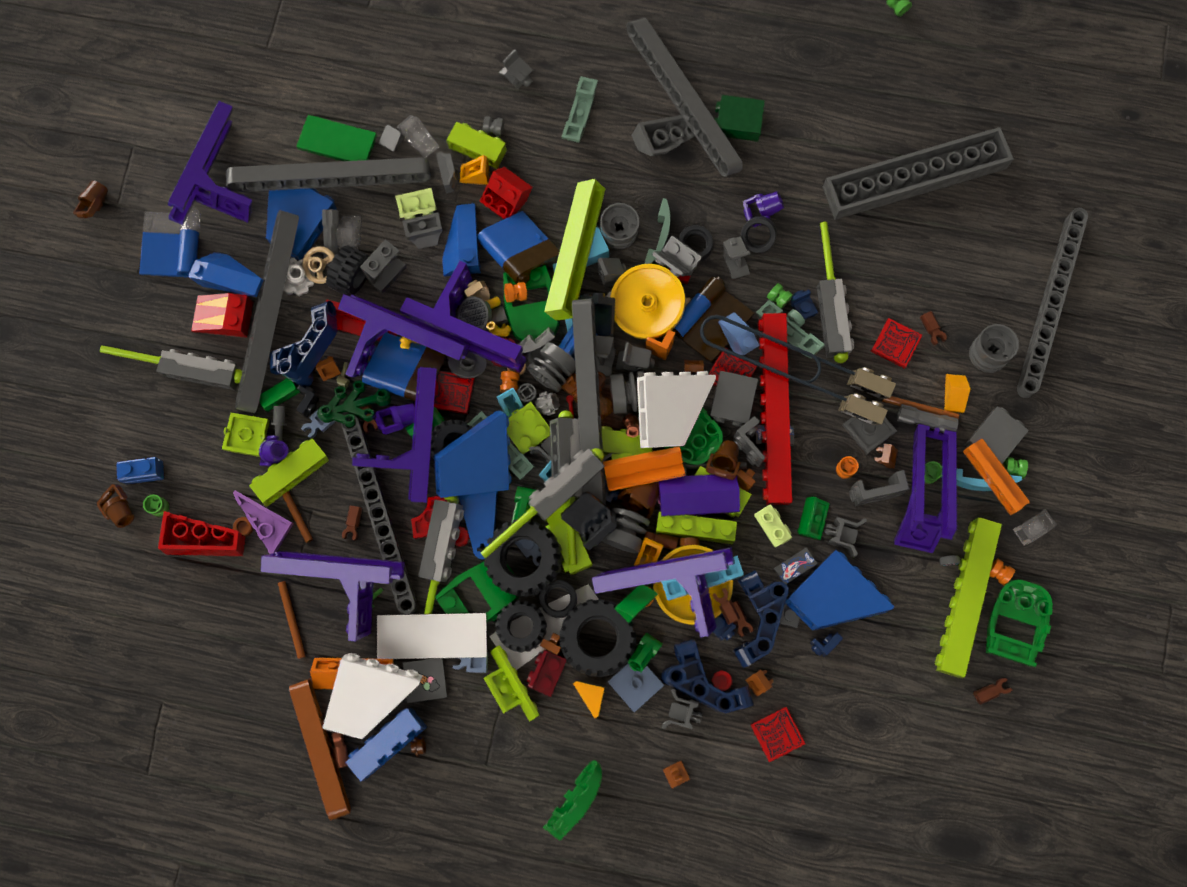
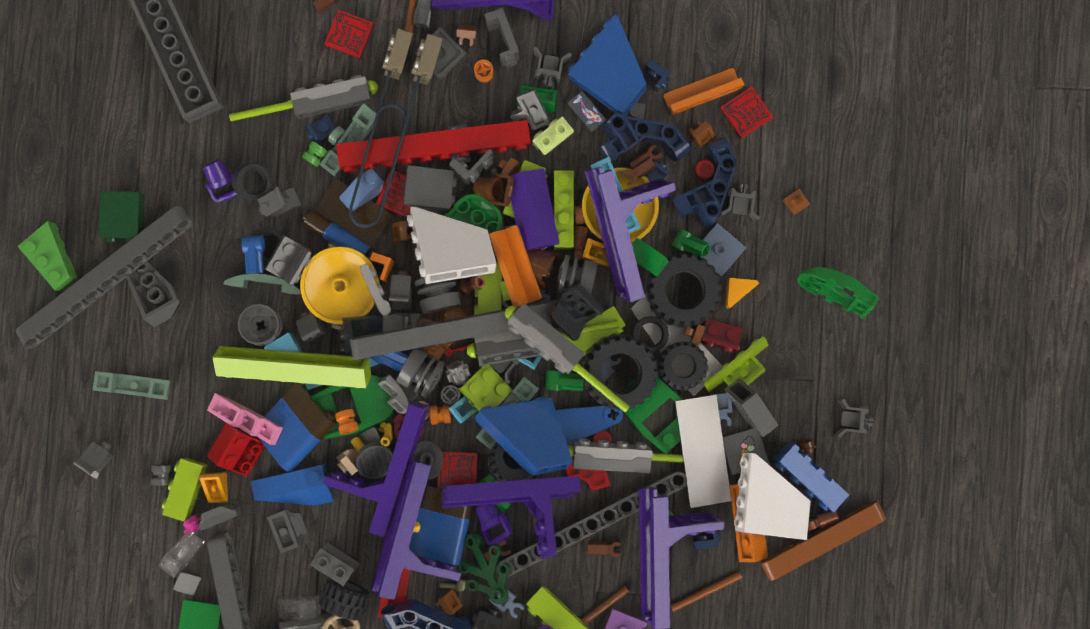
camera: 105 degrees left, 10 degrees up
(339, 625) = (704, 541): none -> dark blue bracket
(416, 203) = (259, 542): yellowish green bracket -> none
(437, 800) = (853, 419): none -> dark grey piece
(443, 146) = (192, 524): none -> dark pink plate
(466, 688) = (751, 407): none -> dark grey brick
(533, 204) = (245, 419): none -> bright pink slope
(636, 332) = (375, 290): none -> light grey hinge
(693, 227) = (253, 247): none -> blue piece
(708, 52) = (49, 256): none -> bright green wedge
(802, 508) = (530, 109): none -> dark grey hinge
(805, 691) = (703, 91): none -> orange panel

